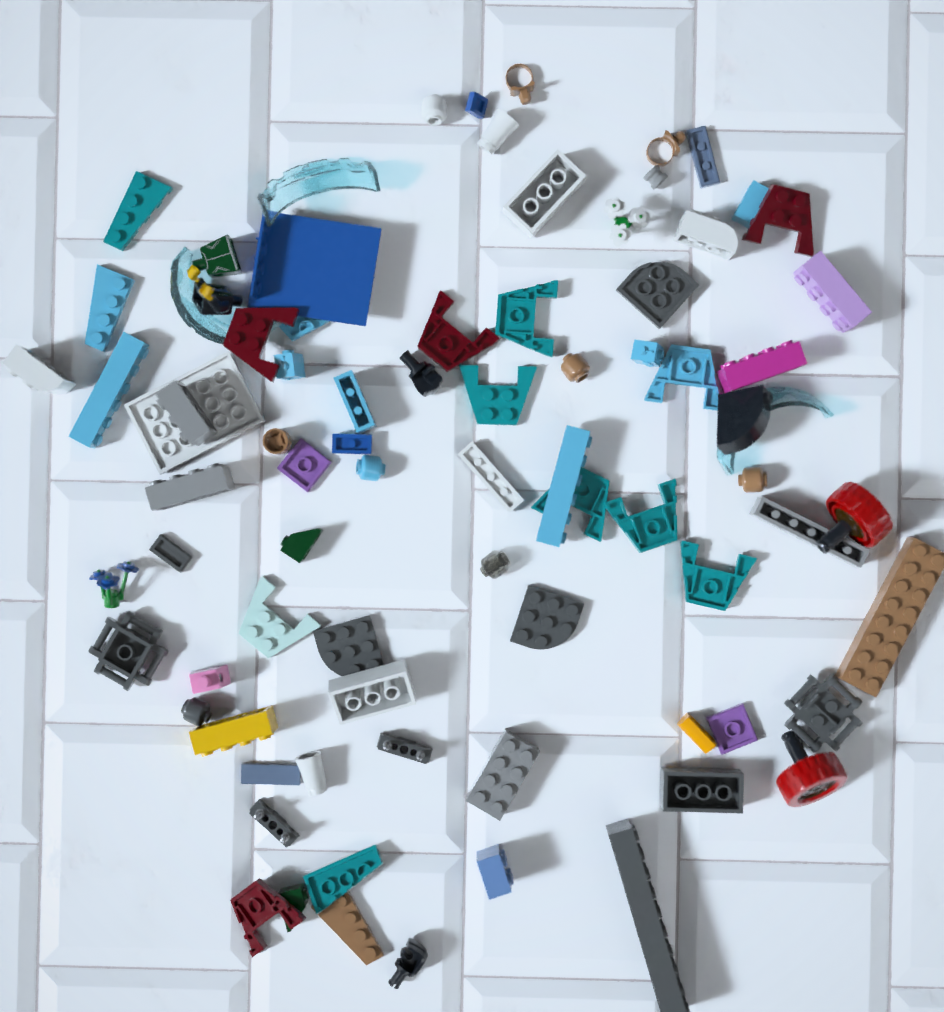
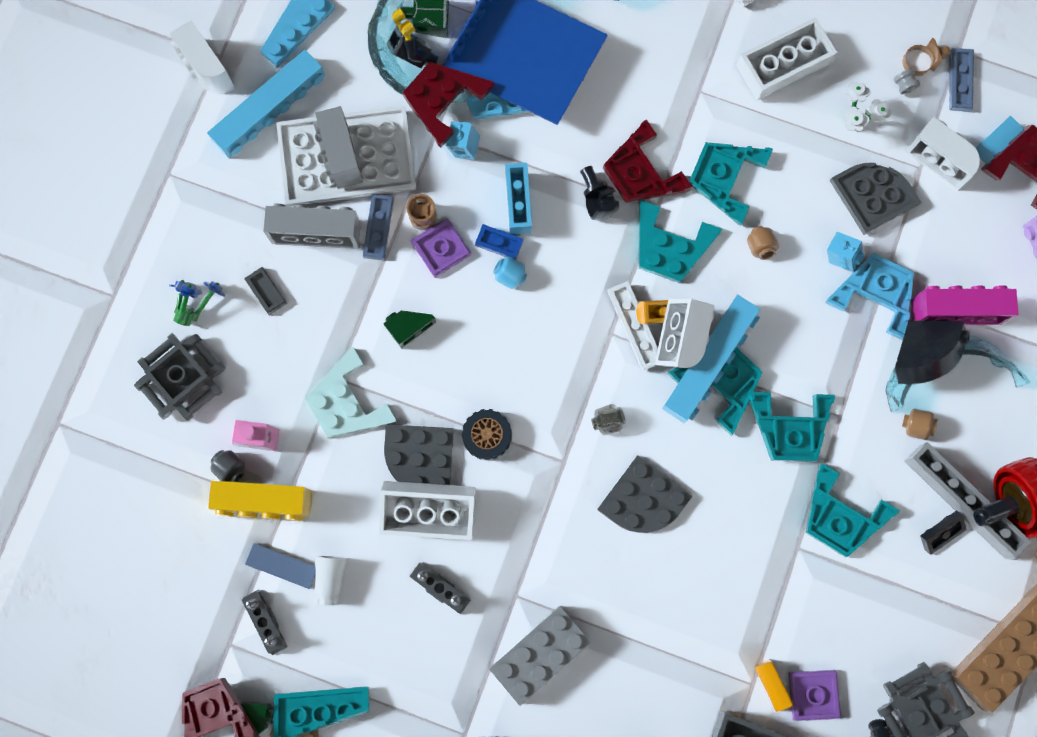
camera: 20 degrees right, 10 degrees down
(245, 465) = (378, 227): none -> sand blue tile
(398, 611) = (487, 434): none -> black wheel
(507, 459) = (651, 311): none -> light orange brick
(533, 475) = (684, 333): none -> white brick
(796, 565) = (943, 532): none -> black plate

